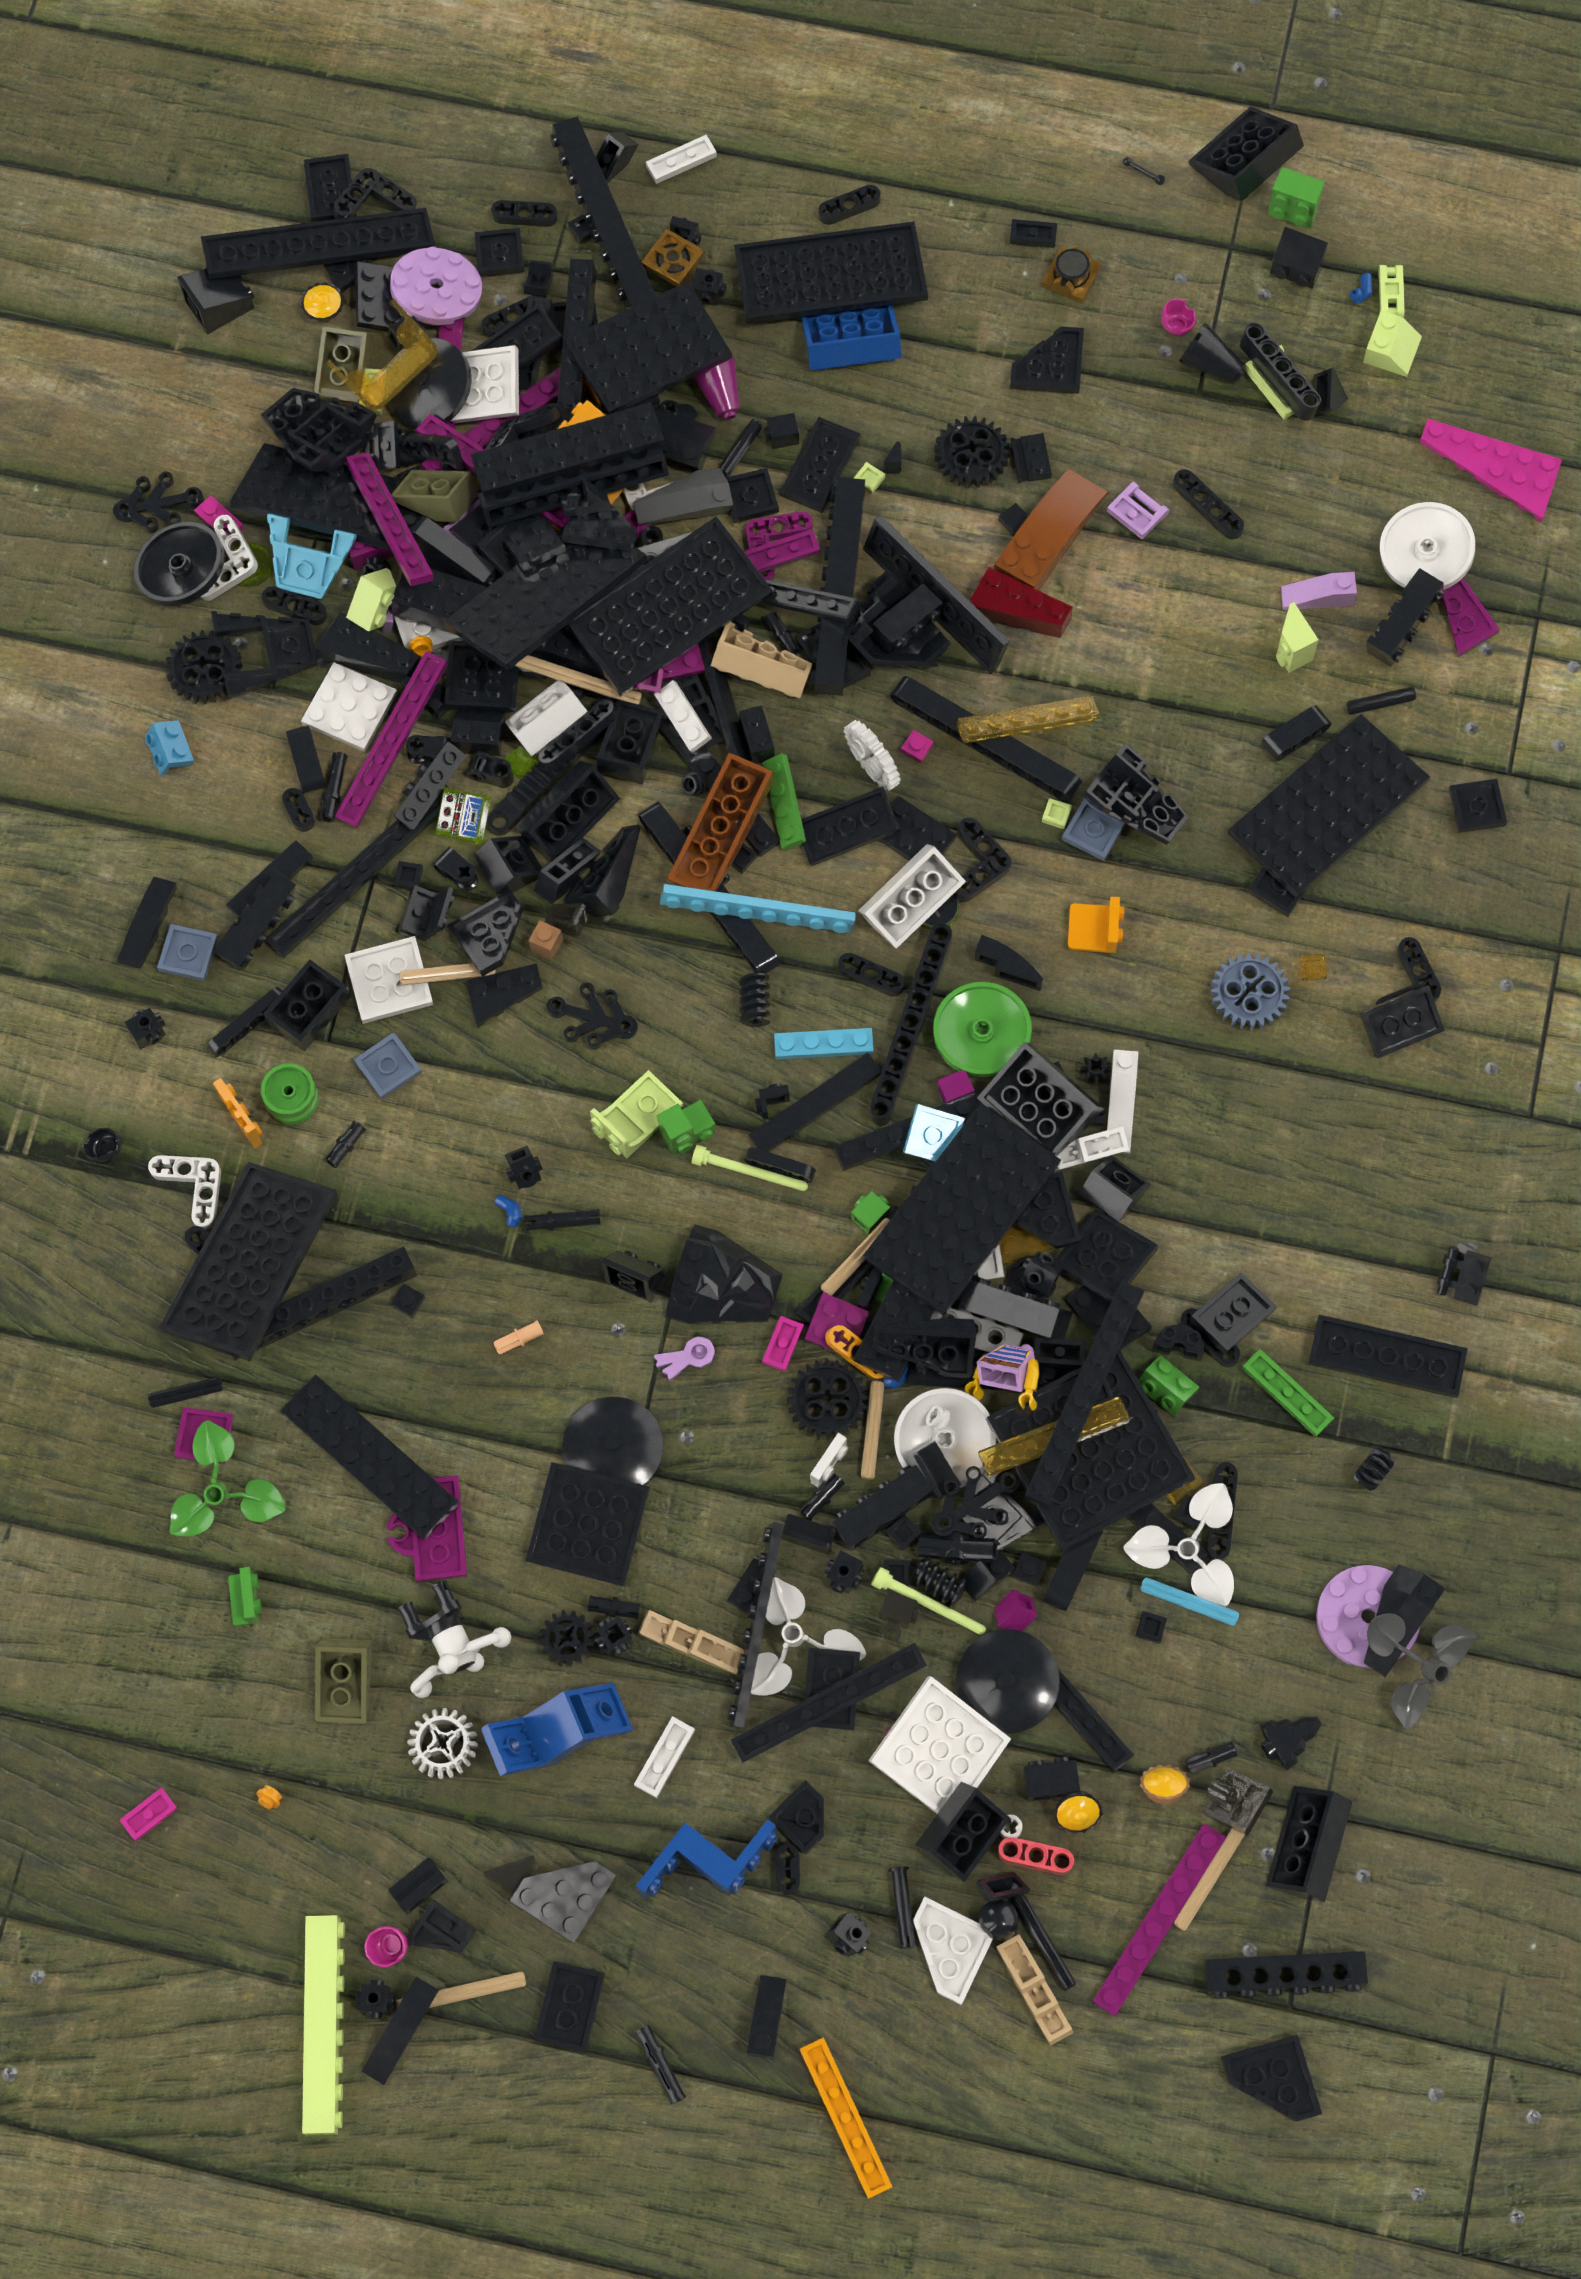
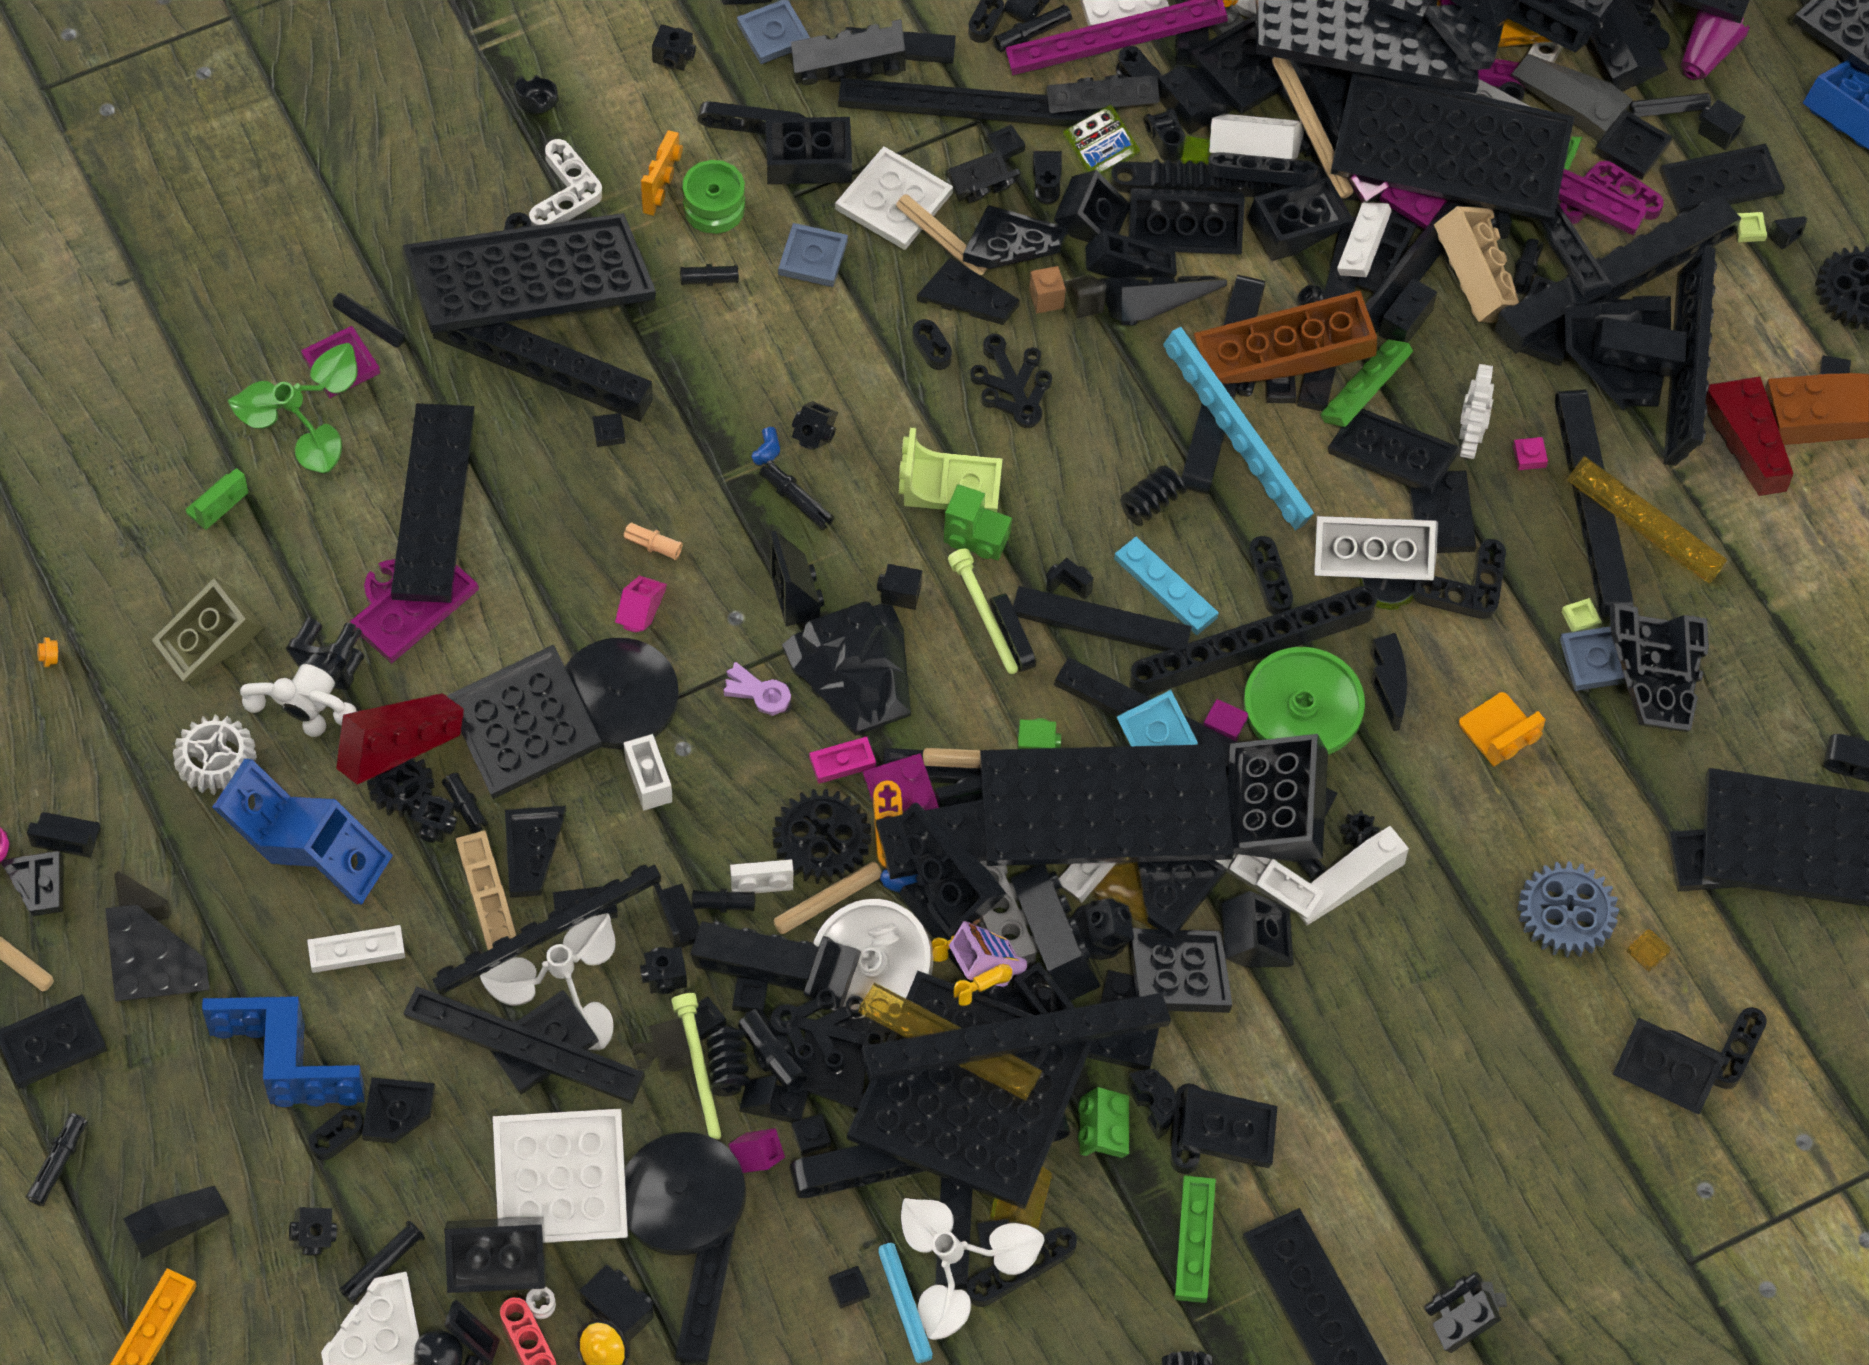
camera: 45 degrees right, 10 degrees down
(520, 1050) = (937, 341): none -> black beam
(535, 1615) = (394, 734): none -> dark red wedge
(560, 1381) = (639, 603): none -> dark pink slope
(682, 1590) = (530, 847): none -> black wing
(687, 1208) = (900, 586): none -> black brick
(693, 1473) = (648, 772): none -> white brick

